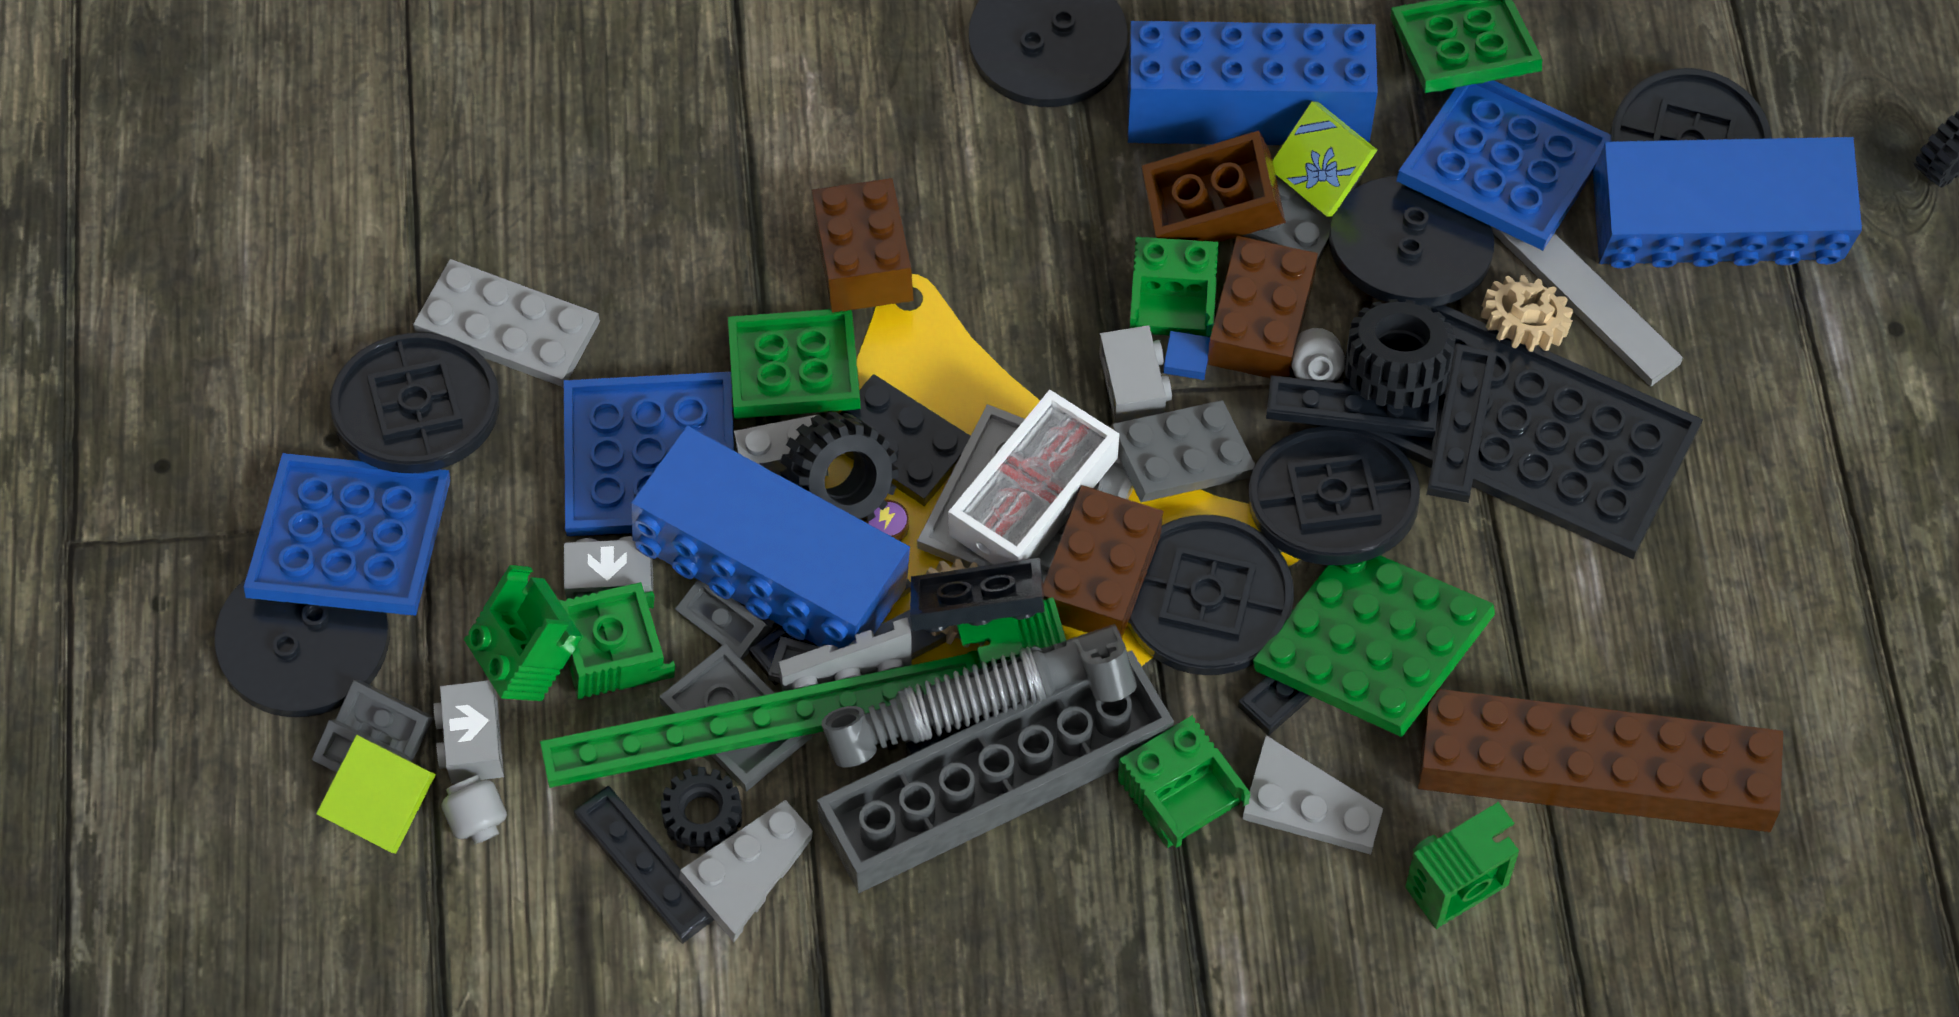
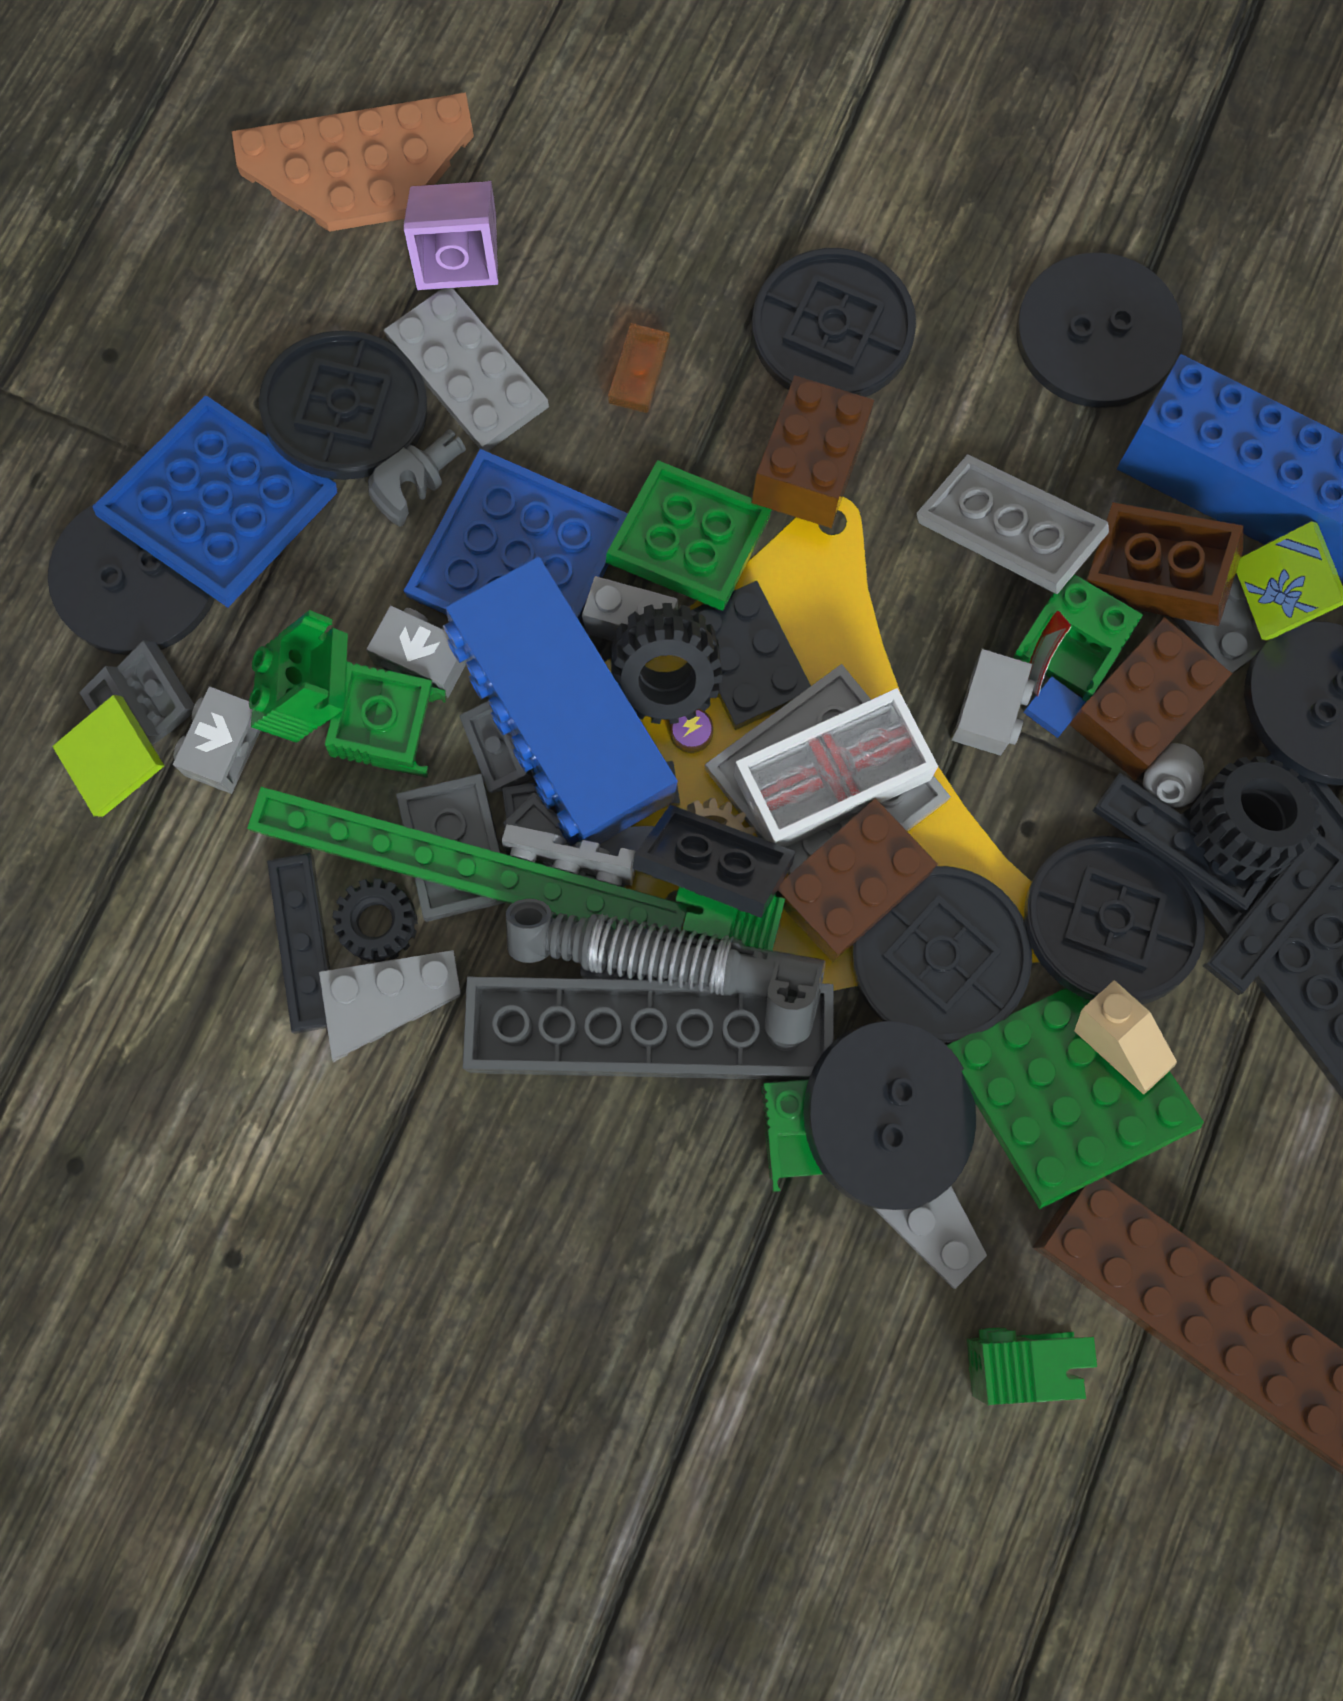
camera: 30 degrees right, 15 degrees up
(300, 197) = (356, 163): none -> nougat plate
(436, 213) = (452, 235): none -> lavender slope
(474, 809) = (180, 815): light grey head -> none
(499, 447) = (413, 466): none -> dark grey piece
(665, 250) = (639, 368): none -> clear orange plate
(814, 133) = (834, 321): none -> black plate
(1066, 222) = (1013, 523): none -> light grey plate
(1153, 306) = (1046, 647): none -> sticker
(1182, 451) = (995, 801): dark grey plate -> none
(1238, 729) = (889, 1115): none -> black plate
(1392, 569) = (1126, 1037): none -> tan slope

